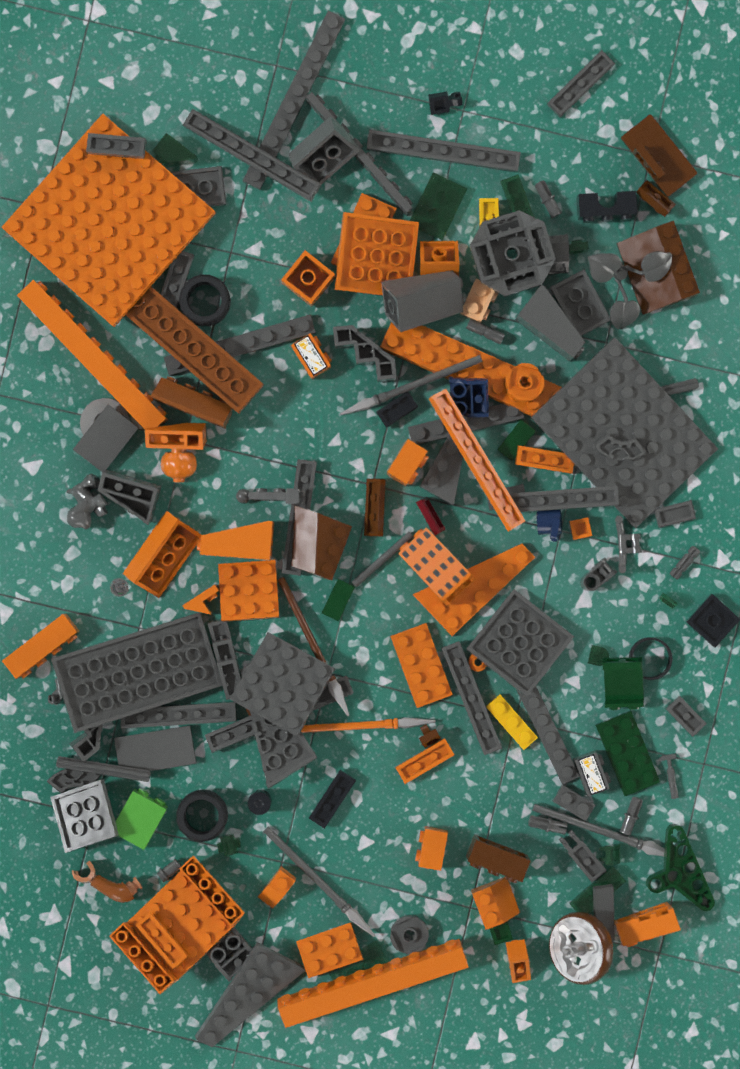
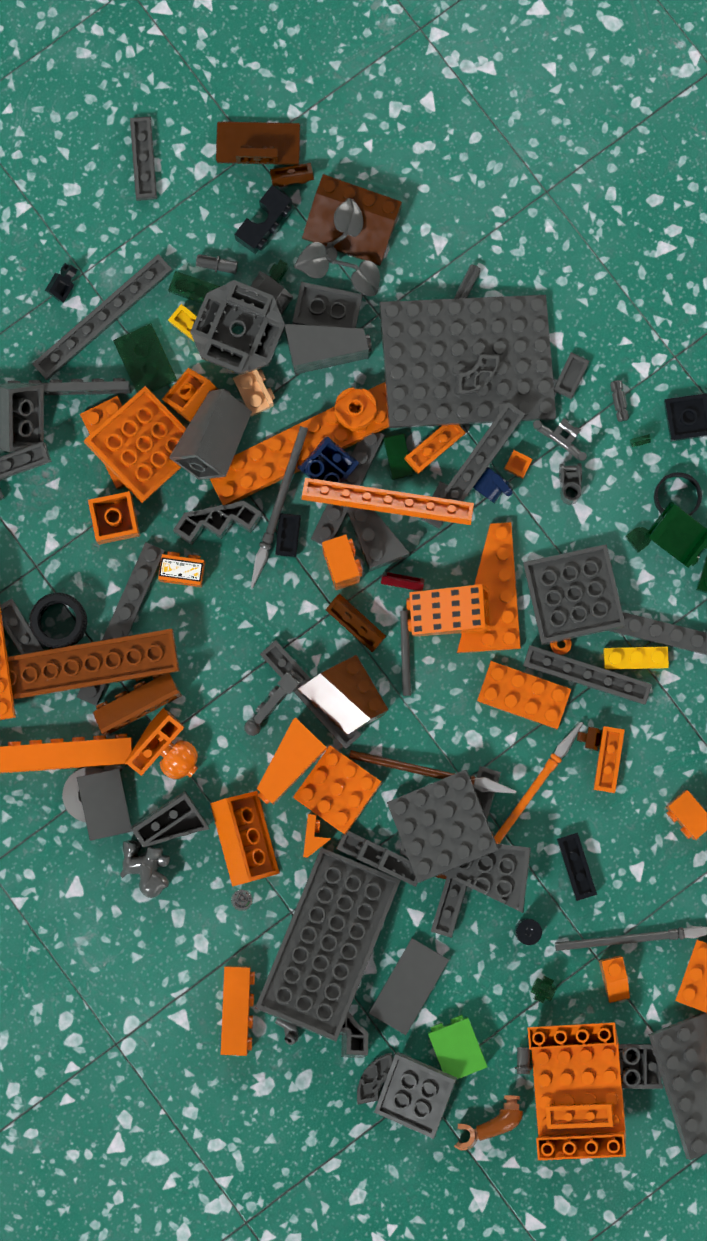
camera: 45 degrees left, 5 degrees down
(103, 769) = (387, 1044): dark grey axle -> none
(182, 715) = (397, 937): dark grey plate -> none
(191, 833) = (515, 1008): black tyre -> none
(338, 600) = (409, 720): dark green tile -> none
(485, 331) = (283, 407): dark grey piece -> none

